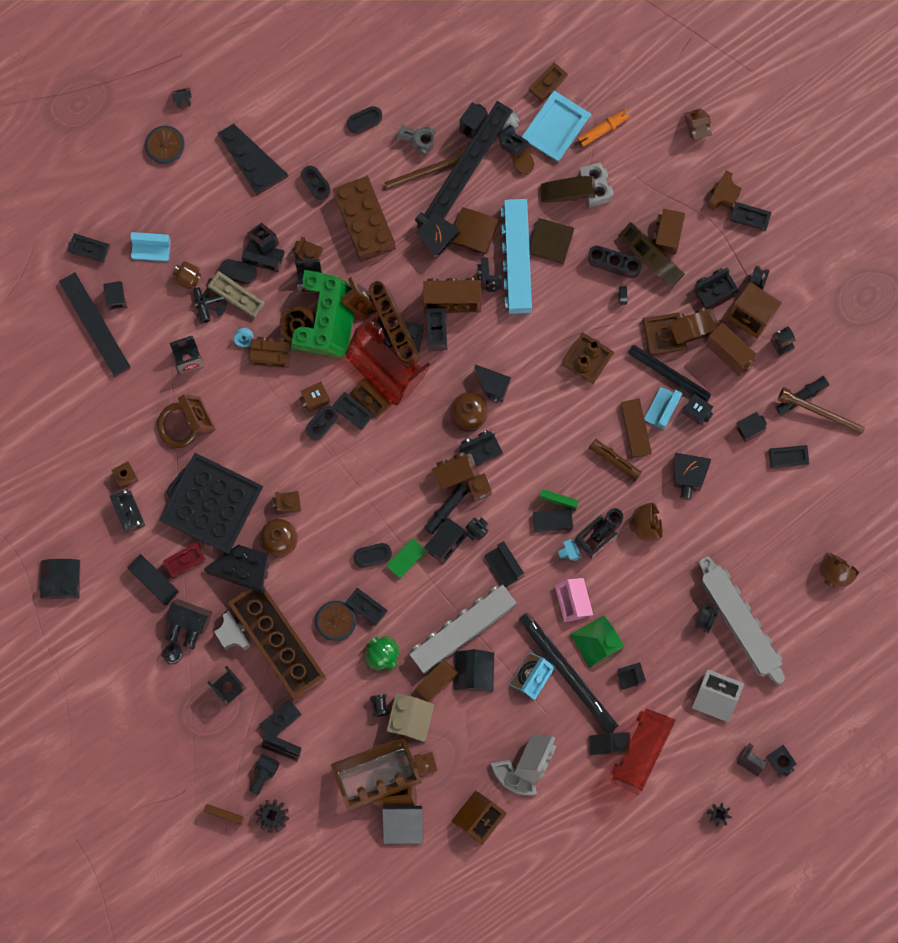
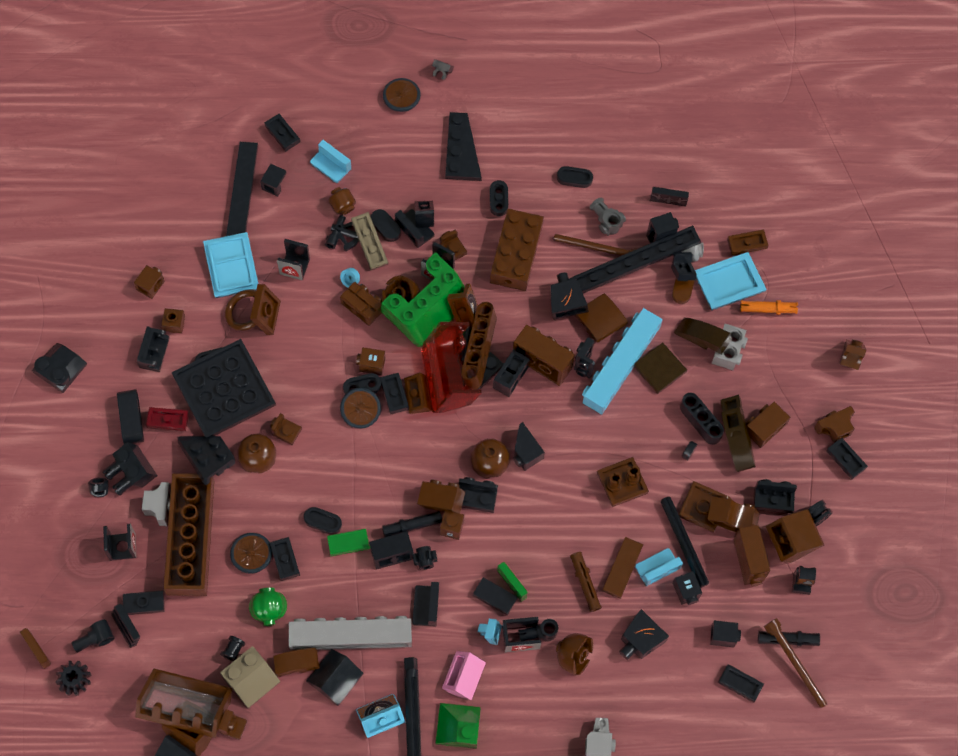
camera: 30 degrees right, 10 degrees down
(79, 455) = (149, 281): none -> reddish brown brick
(135, 394) = (230, 264): none -> medium azure piece
(334, 442) = (360, 408): none -> reddish brown wheel
(456, 84) = (669, 196): none -> black tile

